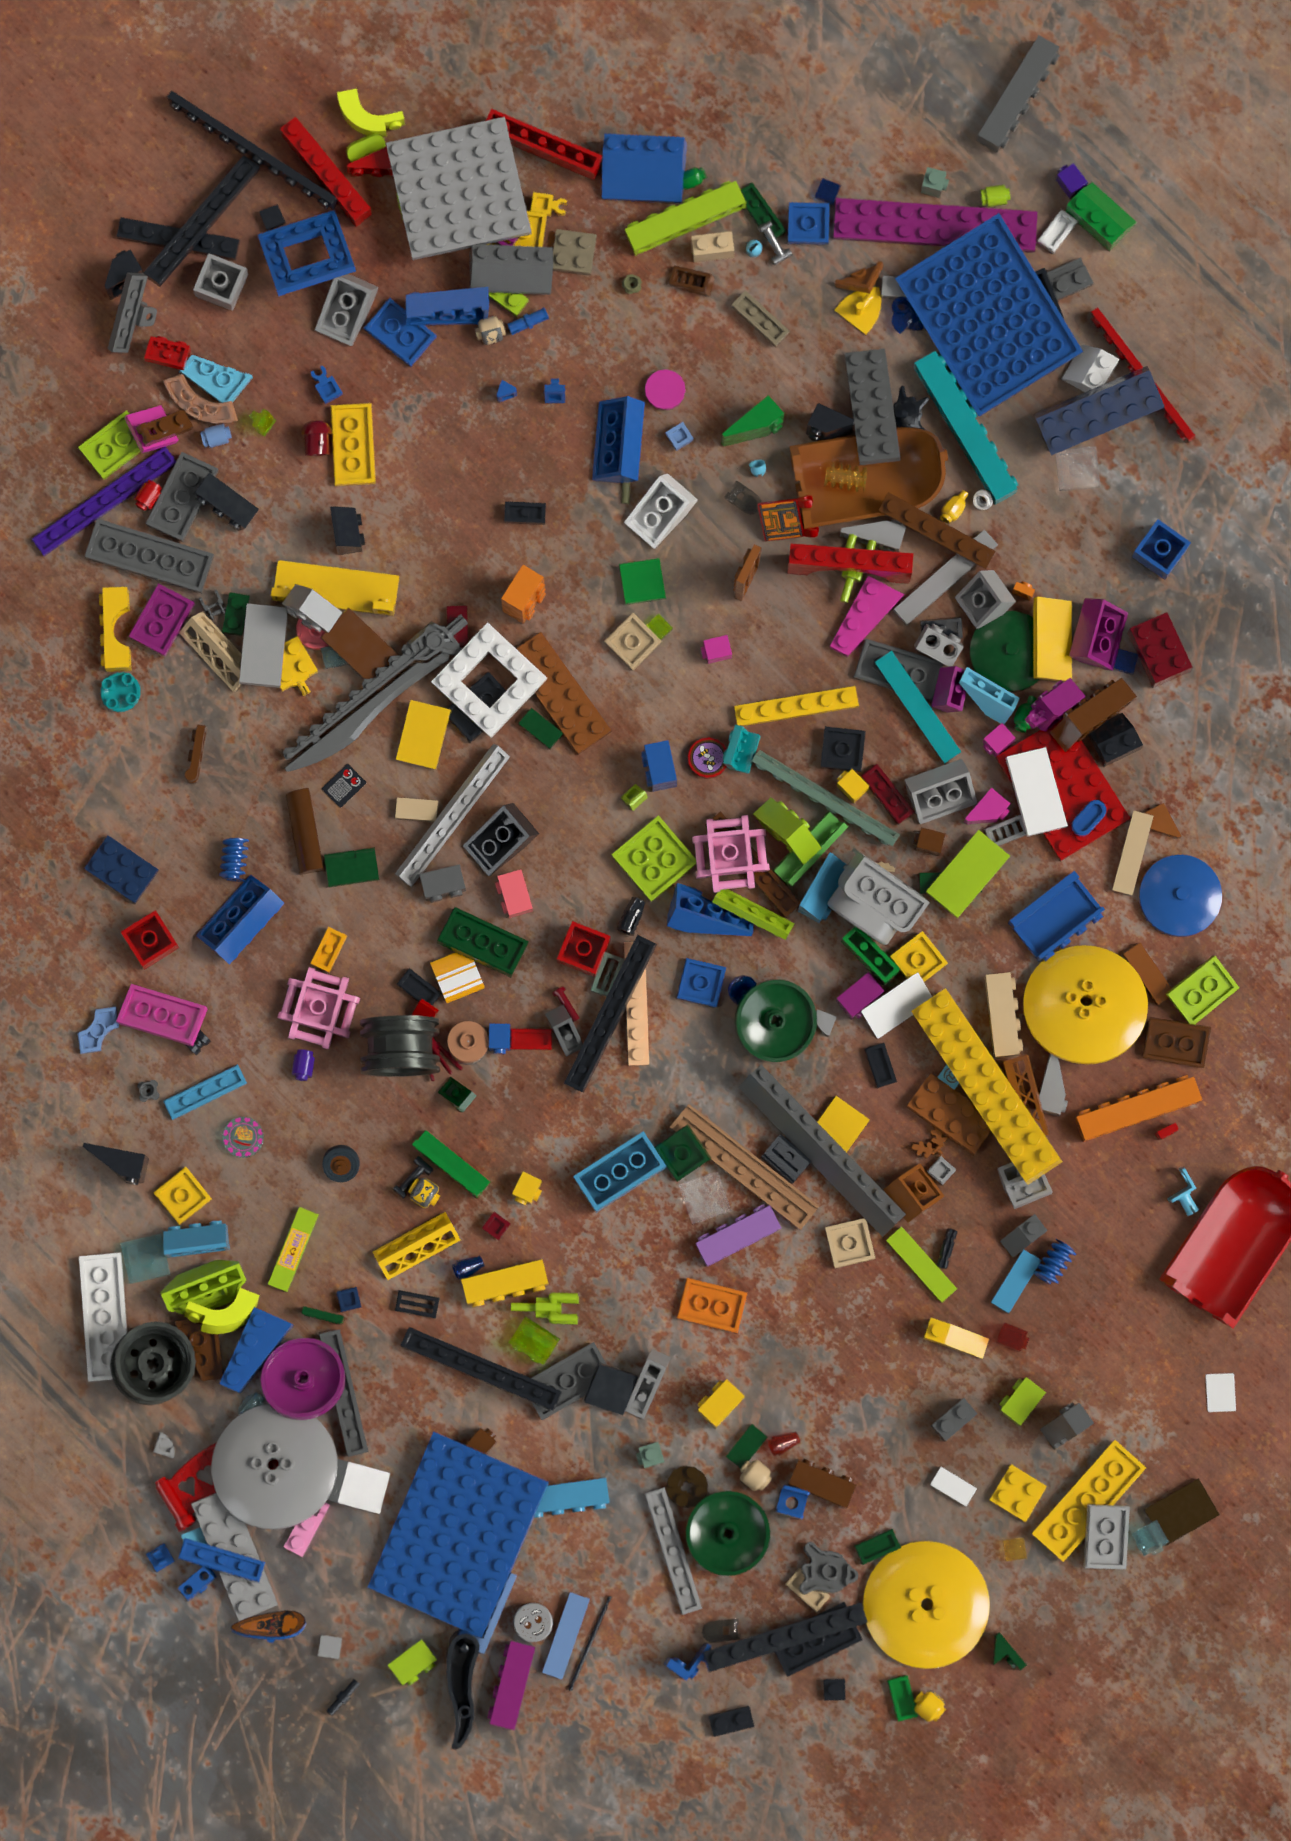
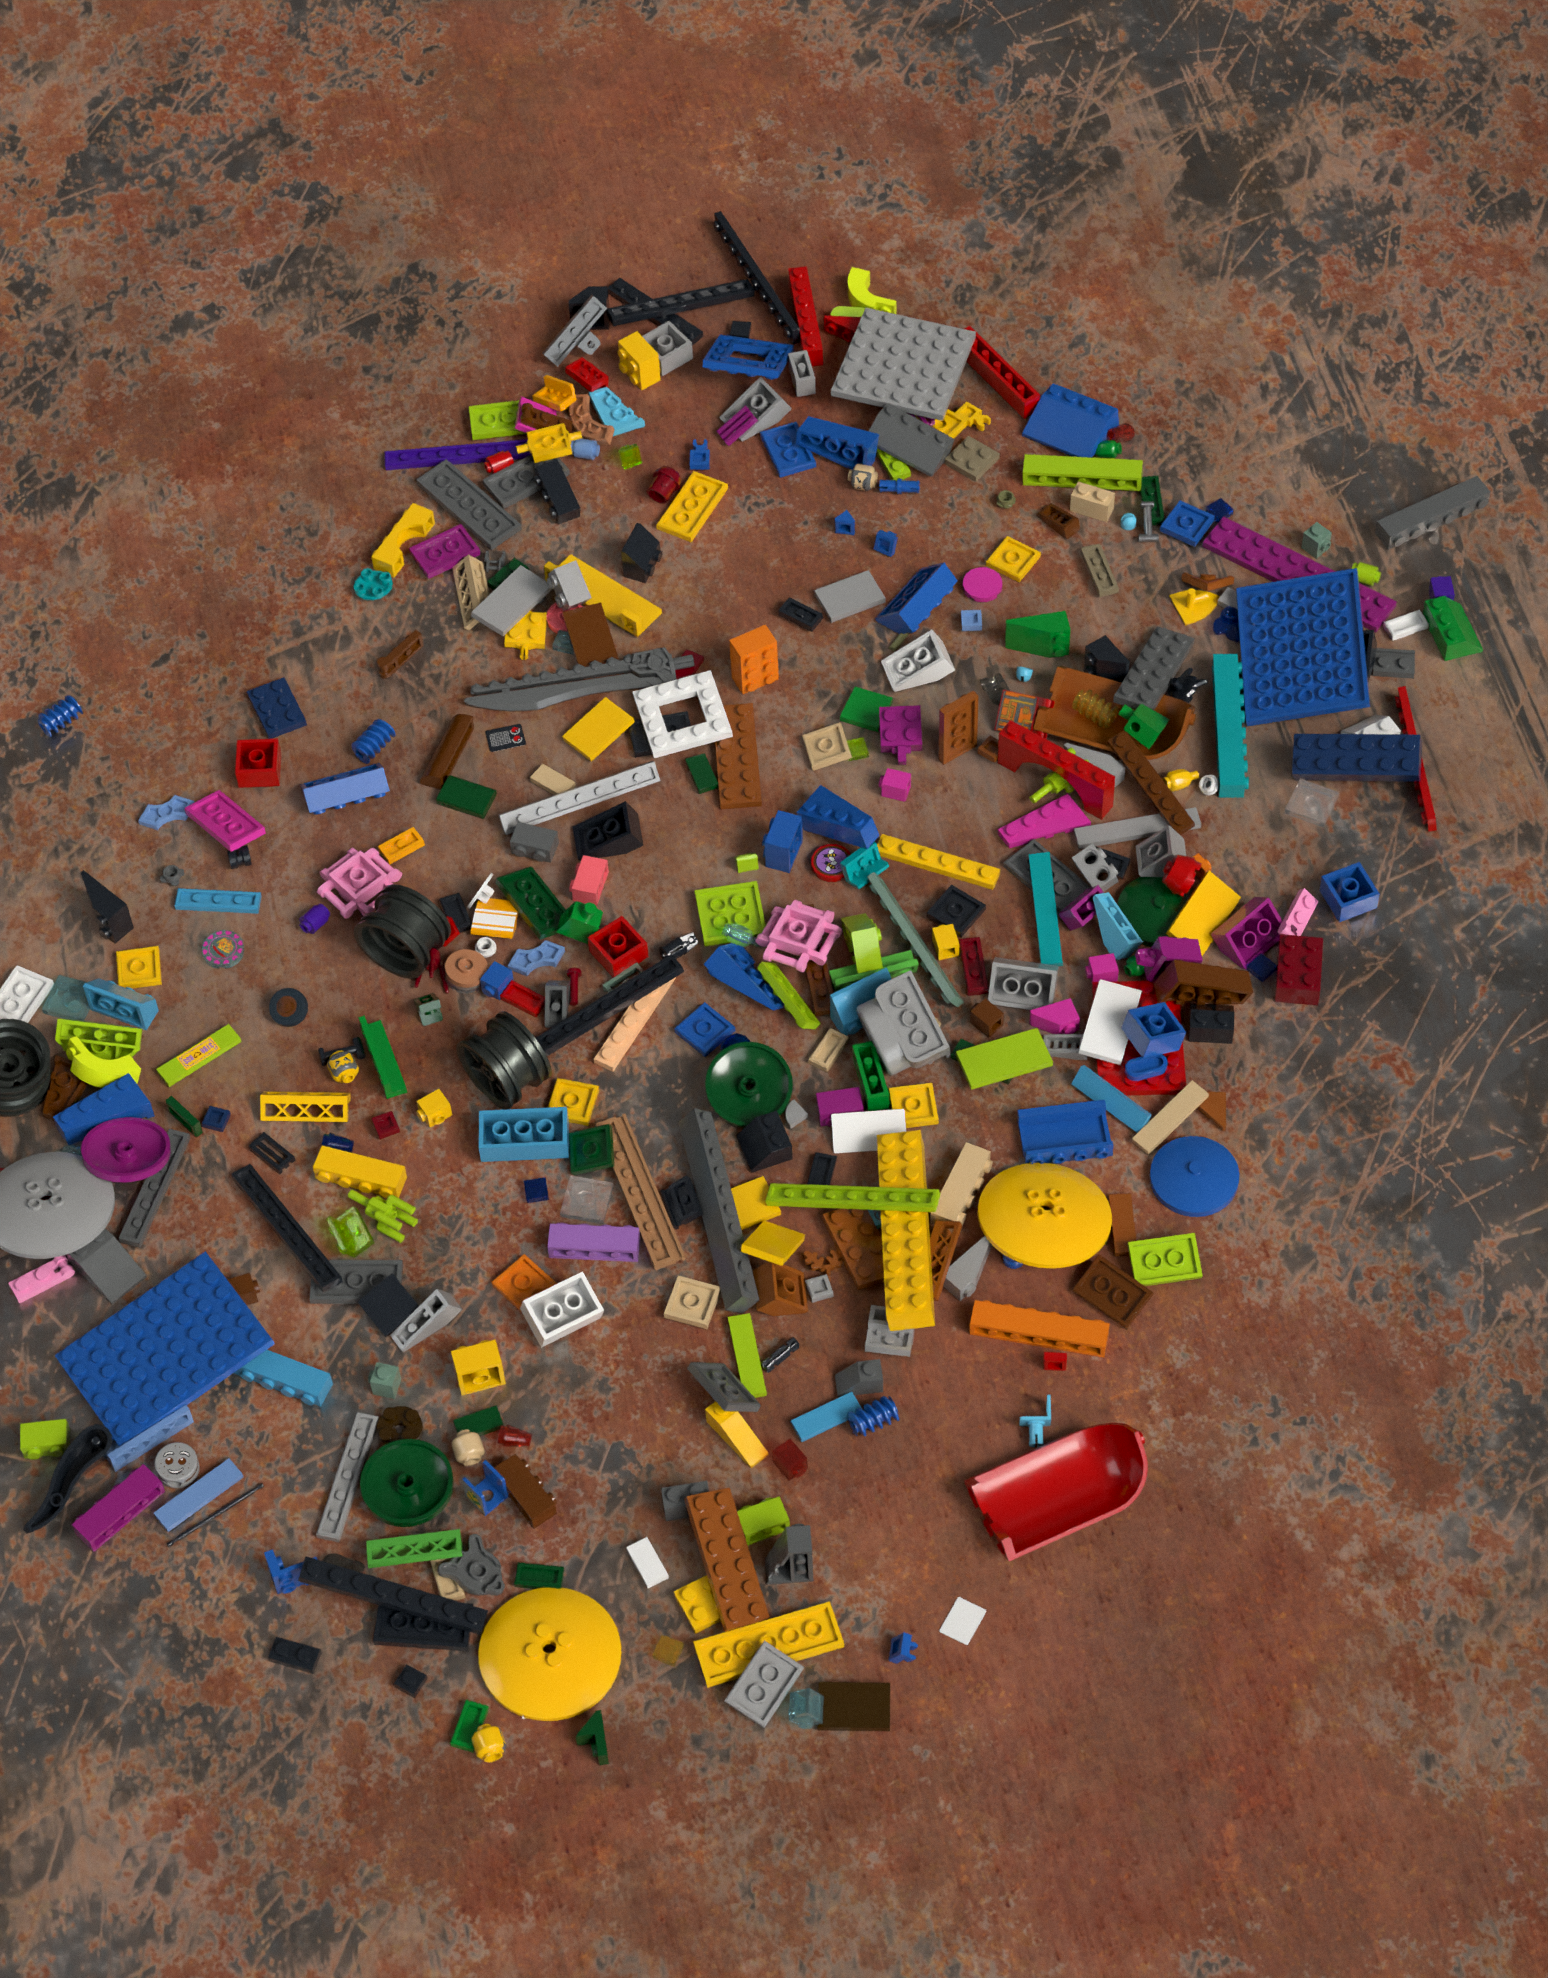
camera: 35 degrees right, 25 degrees down
(151, 391) = (556, 394): none -> light orange bracket
(184, 452) = (549, 442): none -> yellow plate
(206, 312) = (639, 360): none -> yellow brick
(334, 350) = (735, 423): none -> magenta tile
(365, 243) = (801, 373): none -> light grey brick
(432, 960) = (484, 889): none -> white piece
(467, 1002) = (486, 942): none -> white plate
(509, 1001) = (544, 955): none -> medium blue tile
(542, 945) = (580, 921): none -> green torso
(555, 467) = (849, 596): none -> light grey tile
(566, 1119) = (504, 1060): none -> pearl dark grey wheel
(635, 1114) = (577, 1097): none -> yellow tile
(658, 1213) = (536, 1190): none -> clear blue tile
(675, 346) = (1013, 559): none -> yellow tile
(678, 879) = (739, 934): none -> clear light blue plant
(690, 594) = (900, 730): none -> magenta hinge
(693, 719) = (837, 819): none -> blue wedge
(695, 152) = (1121, 433): none -> clear red cone
(755, 1314) = (561, 1309): none -> white brick
(765, 1581) = (414, 1548): none -> bright green fence
(777, 565) = (989, 749): none -> dark orange plate
(815, 944) = (828, 1050): none -> tan tile
(819, 1064) = (765, 1142): none -> black slope
(886, 1157) = (772, 1243): none -> yellow tile
(902, 477) = (1143, 724): none -> green torso
(926, 1308) = (724, 1387): none -> dark grey tile
(930, 1084) = (853, 1197): none -> lime tile
(1018, 616) = (1180, 874): none -> red cone
(1018, 1453) = (726, 1559): none -> dark orange plate
(1077, 862) = (1116, 1102): none -> dark azure tile
(1081, 786) = (1153, 1030): none -> blue brick
(1129, 596) = (1298, 914): none -> bright pink plate
(1190, 1445) = (900, 1648): none -> blue tile

